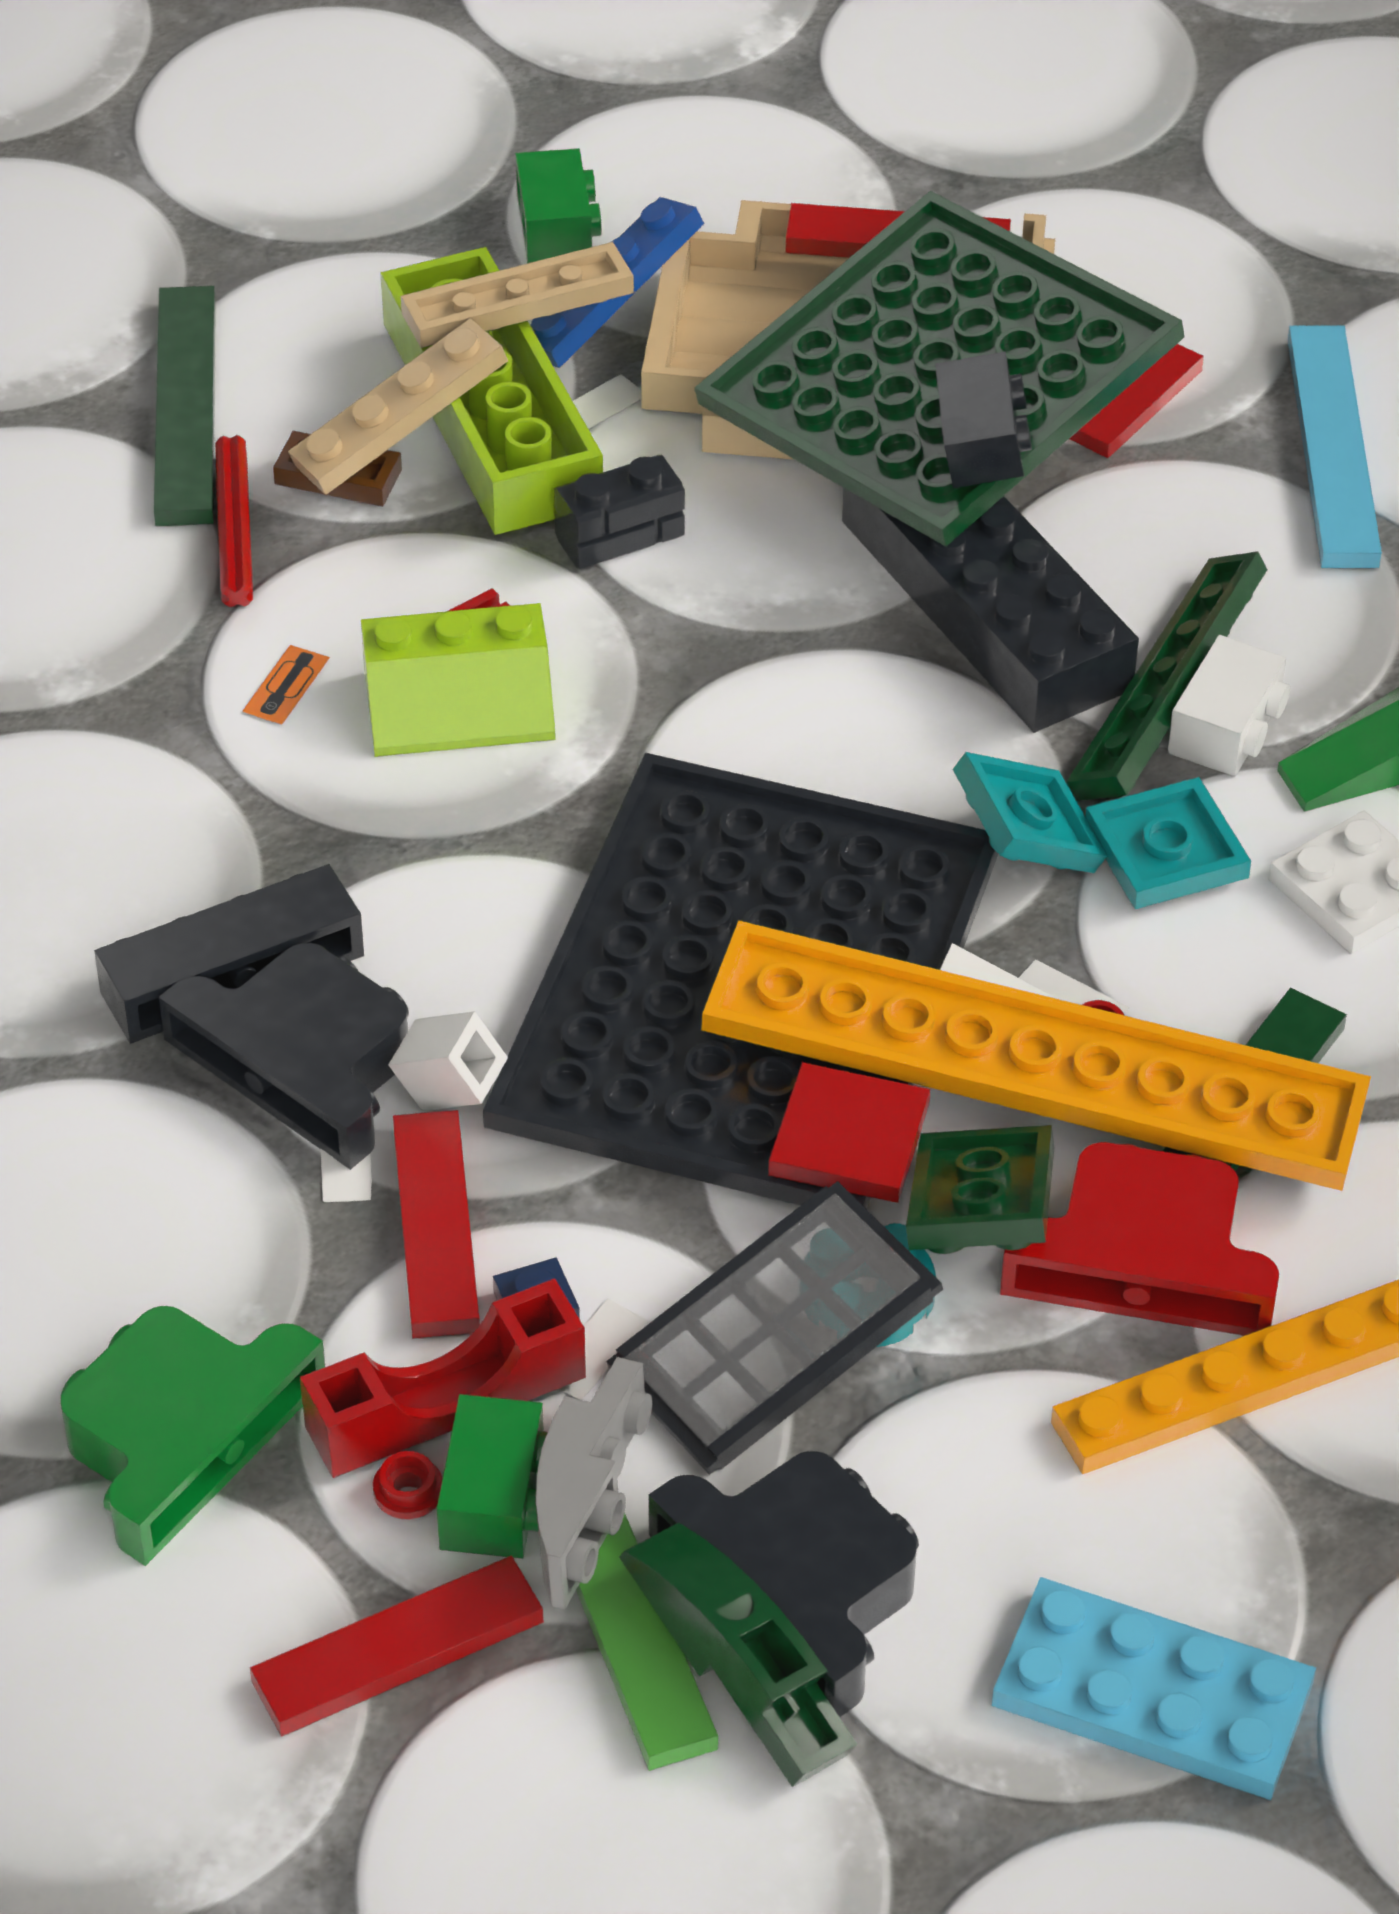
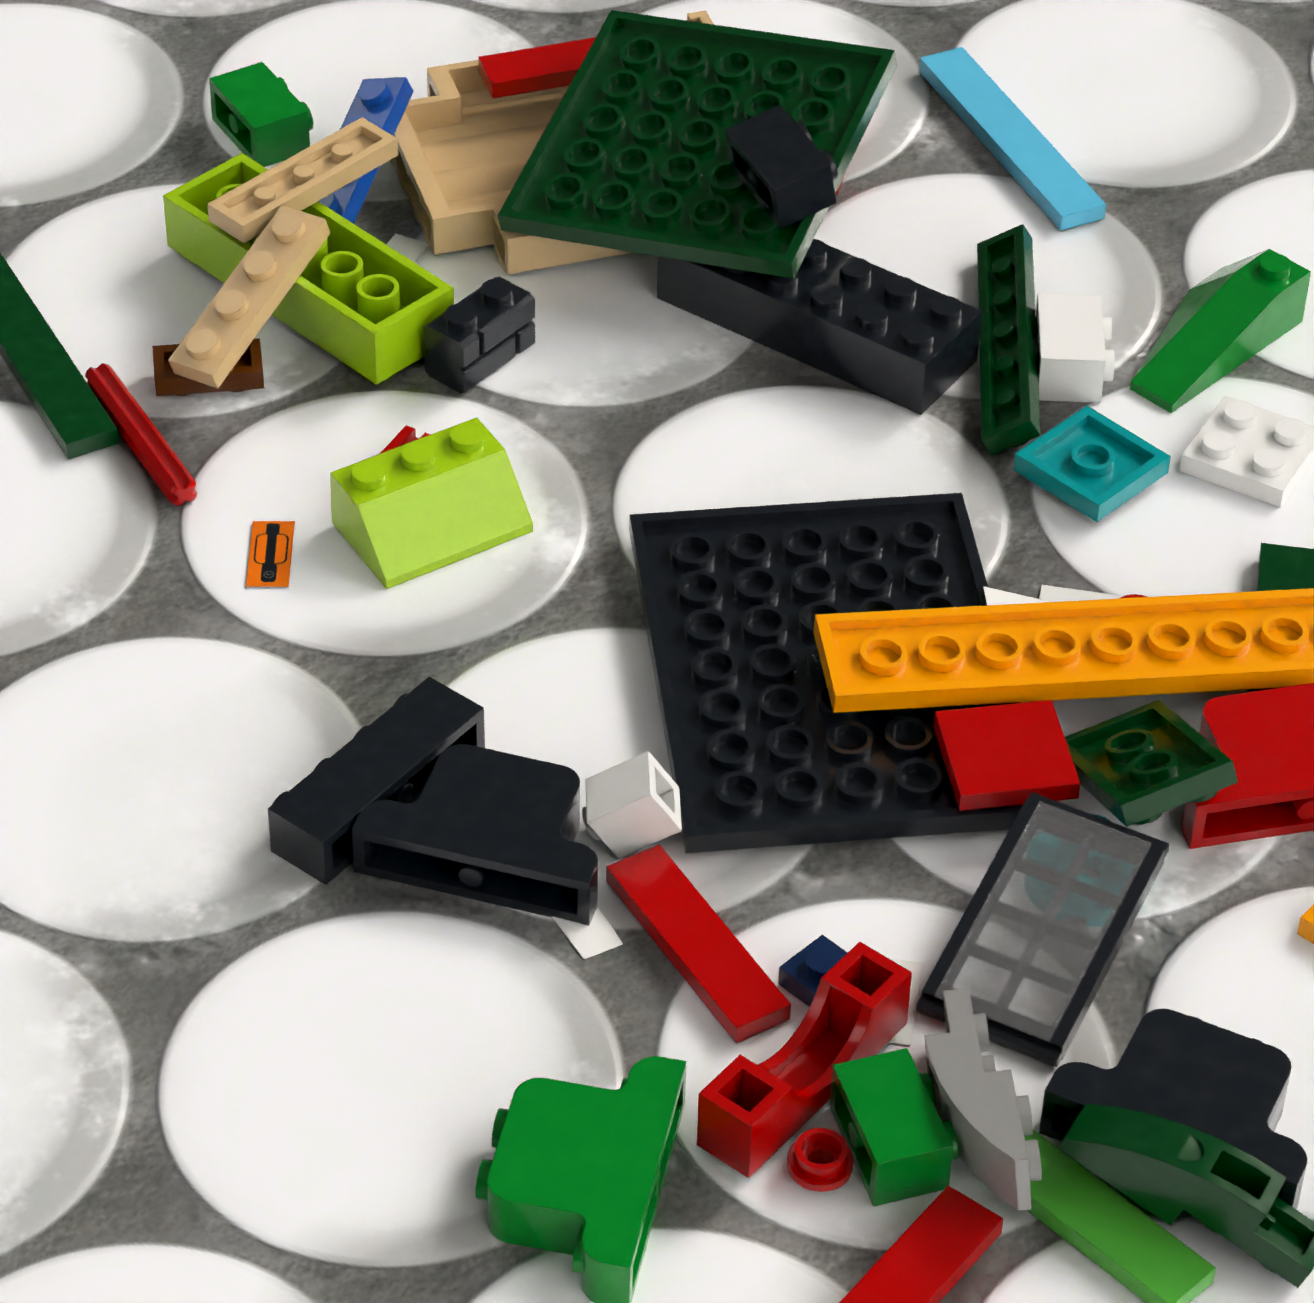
camera: 25 degrees left, 5 degrees down
(1029, 813) = (976, 469): teal plate -> none

